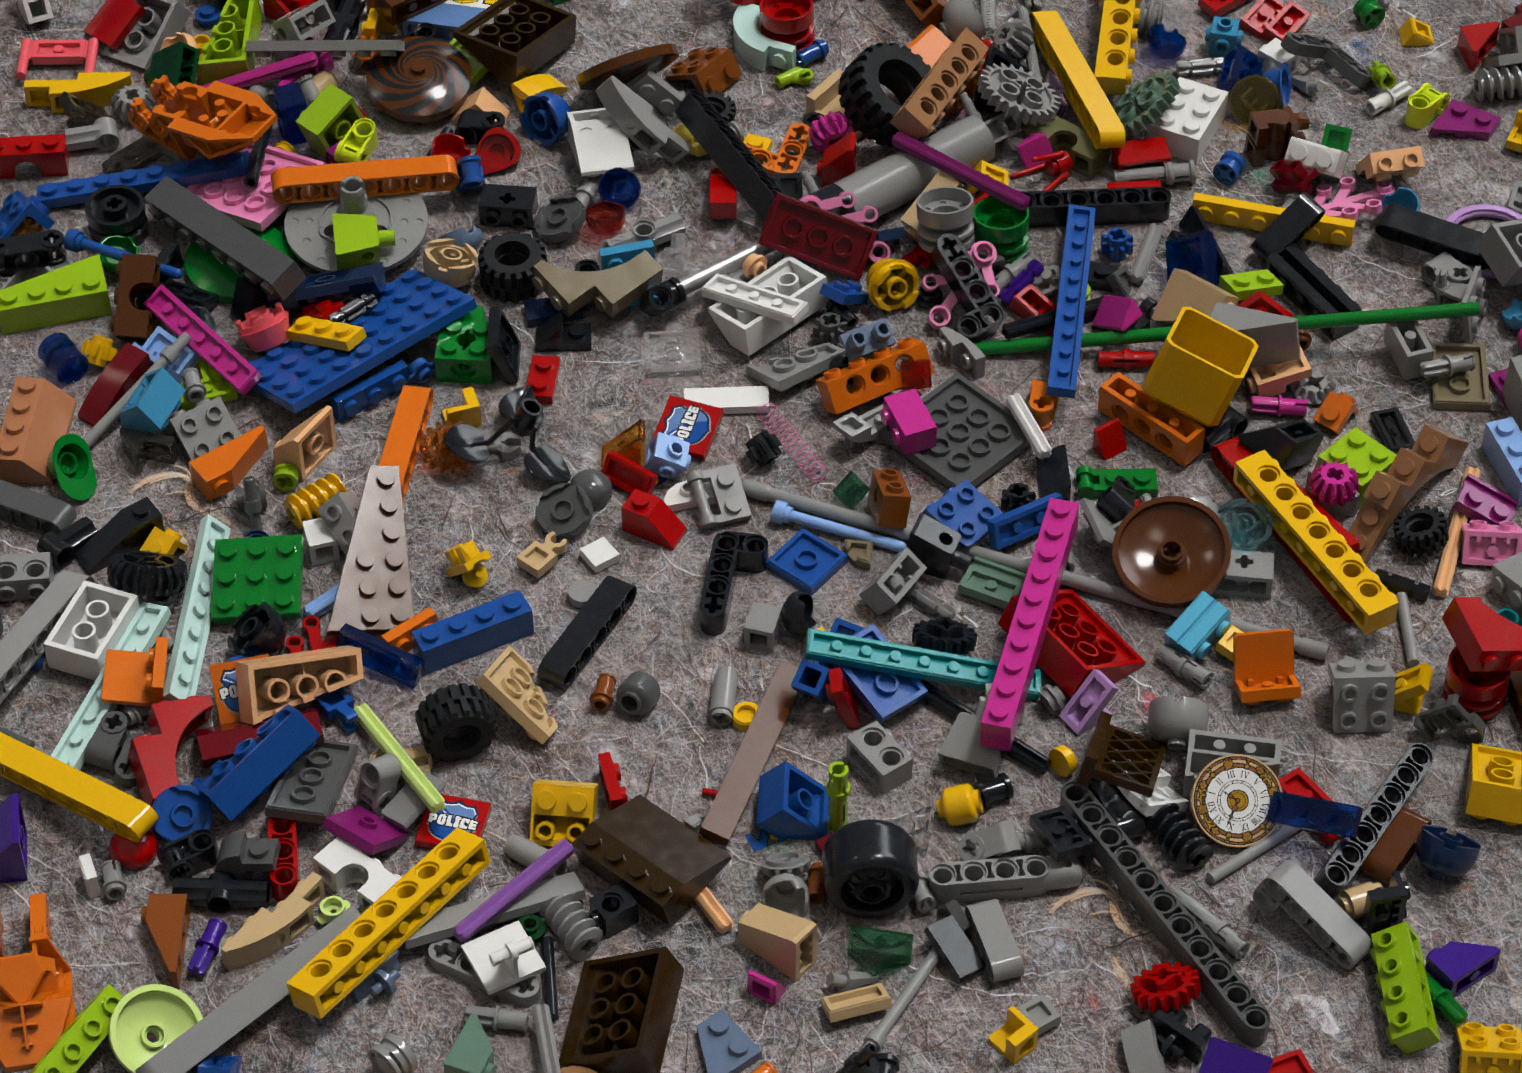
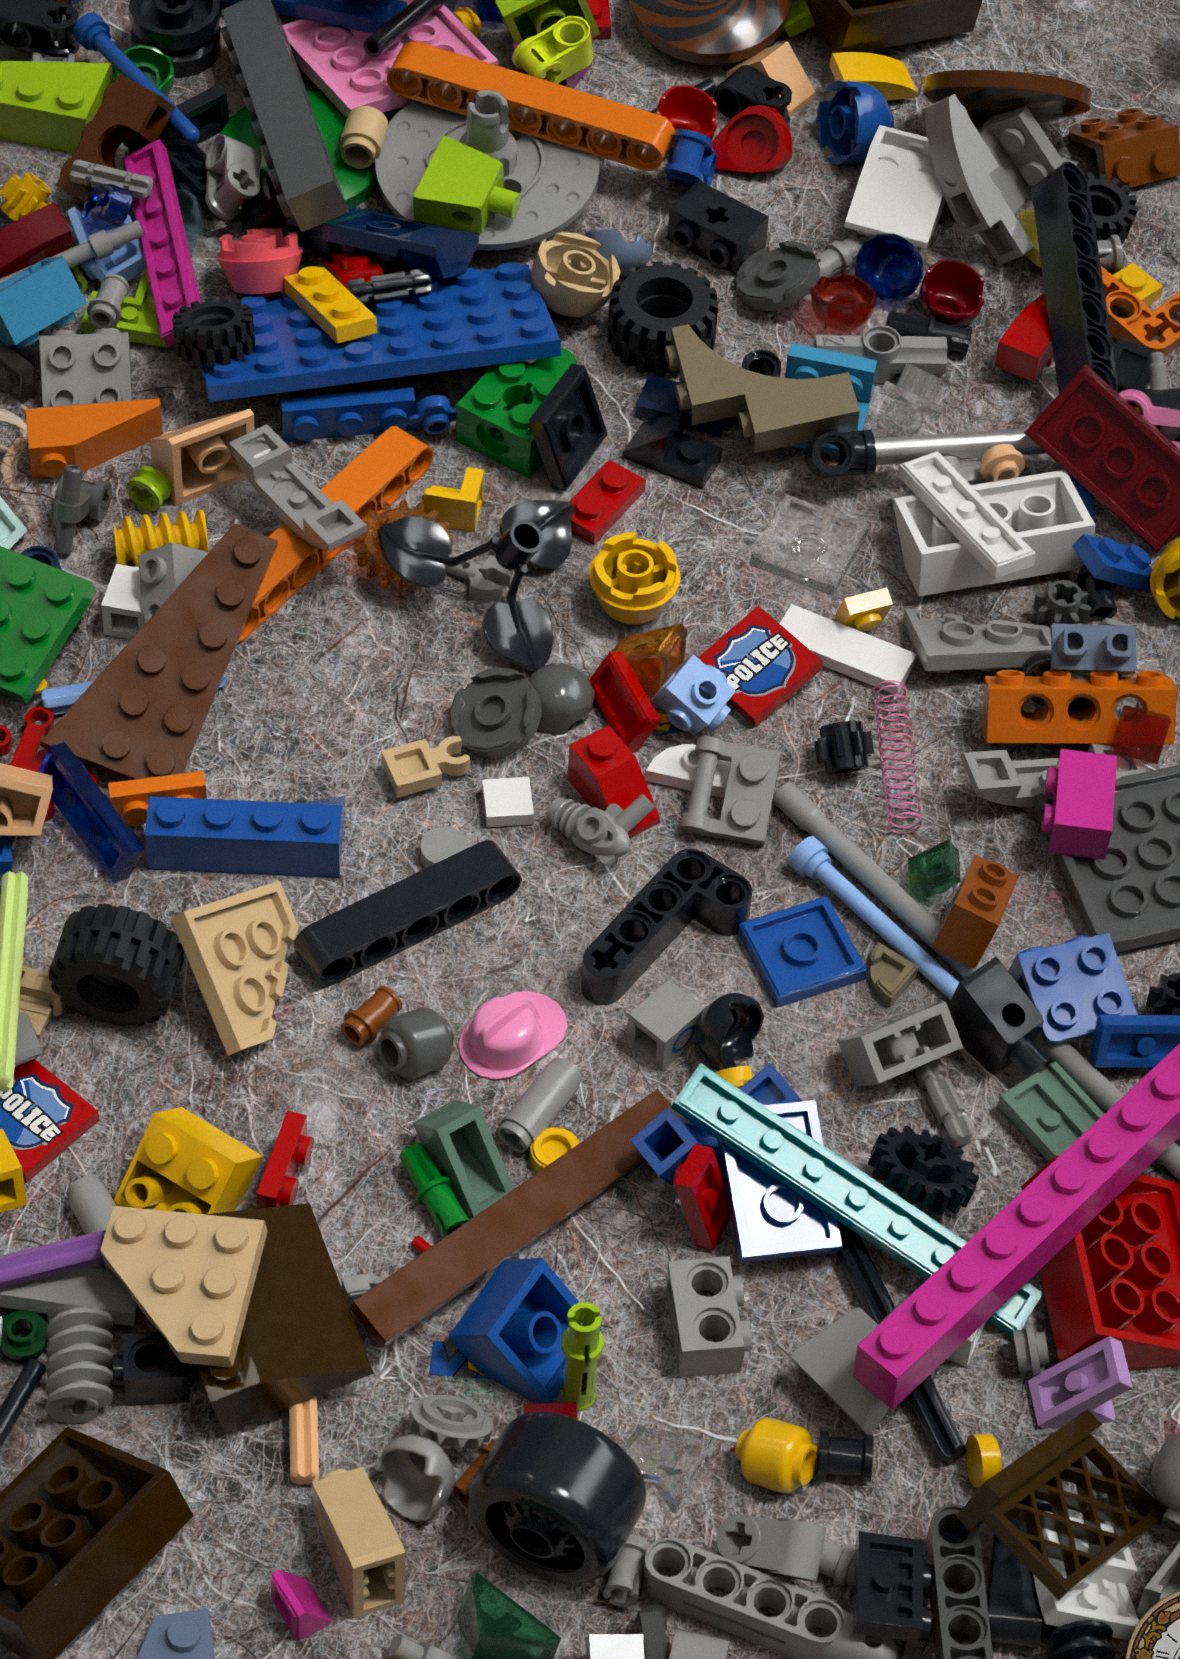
camera: 25 degrees right, 5 degrees up
(151, 316) = (98, 175): none -> light grey axle
(159, 332) = (107, 207): none -> clear blue beam
(215, 287) = (231, 176): none -> light grey piece
(275, 373) = (214, 332): none -> black tyre
(276, 233) = (363, 136): none -> tan brick
(376, 444) = (291, 494): none -> light grey slope
(465, 561) = (305, 733): yellow hips -> none
(594, 409) = (634, 578): none -> yellow cone
(609, 850) = (188, 1276): none -> tan plate
(660, 547) = (598, 830): none -> light grey piece
(661, 212) = (916, 326): none -> black axle
(662, 189) = (952, 292): none -> dark red hair
(682, 670) = (511, 1034): none -> bright pink piece
(697, 761) = (433, 1189): none -> green axle
(703, 736) = (466, 1154): none -> sand green slope
(727, 374) = (865, 610): none -> yellow plate

